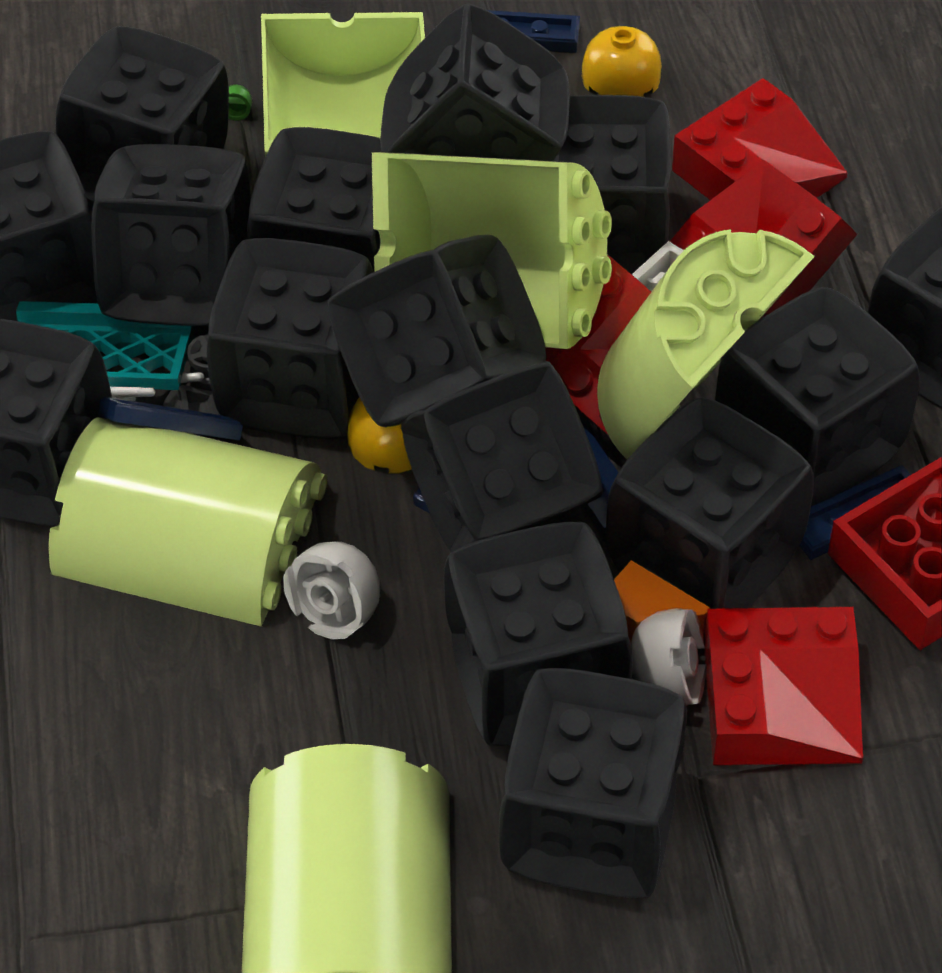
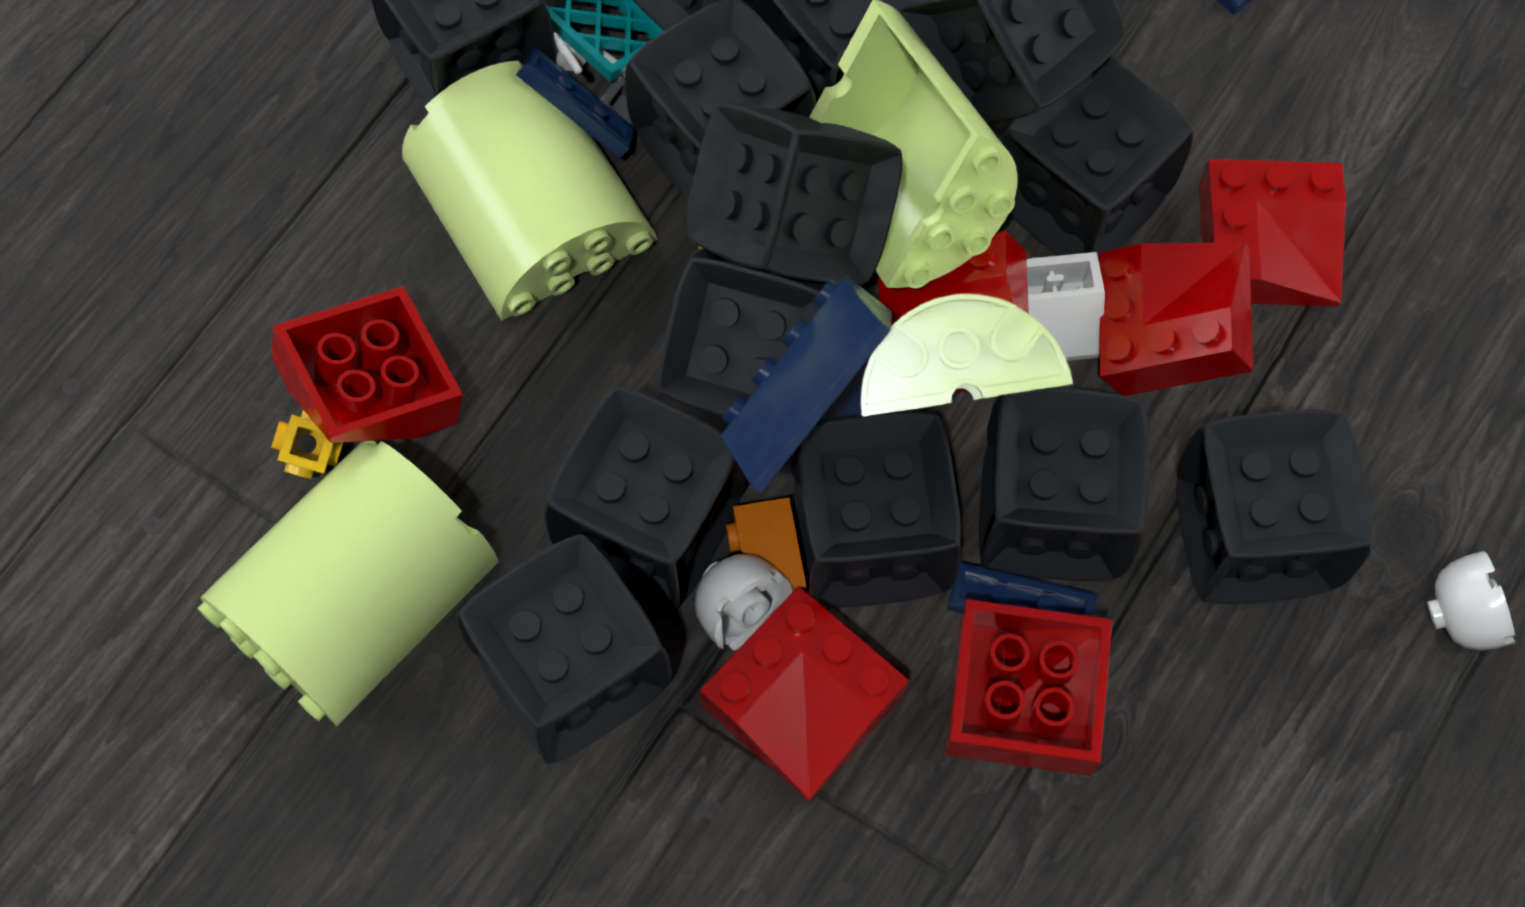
camera: 40 degrees right, 15 degrees up
(208, 722) = (367, 370): none -> red slope
(211, 820) = (299, 462): none -> yellow brick
(333, 588) = (567, 335): white cylinder -> none
(609, 418) = (805, 379): none -> dark blue slope
(621, 62) = (1251, 58): yellow cylinder -> none

